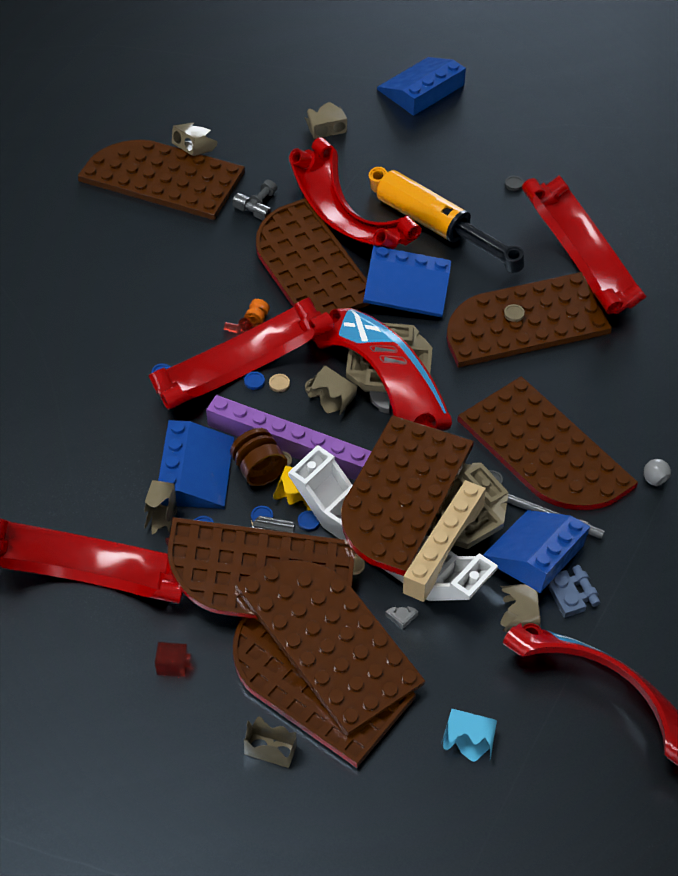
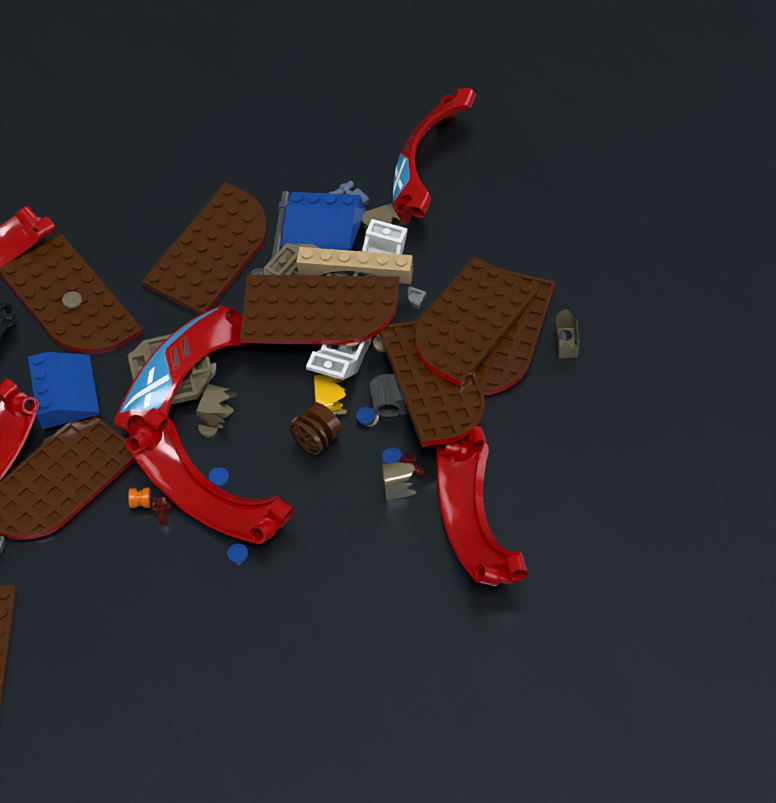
camera: 110 degrees left, 5 degrees up
(172, 659) = (529, 424): clear red brick -> none
(197, 464) = (338, 483): blue slope -> none
(279, 383) = (213, 456): tan piece -> none
(290, 437) = (280, 419): medium lavender brick -> none
(307, 521) = (354, 385): blue piece -> none
(470, 732) = (497, 228): medium azure piece -> none
(657, 472) = (211, 171): light grey piece -> none

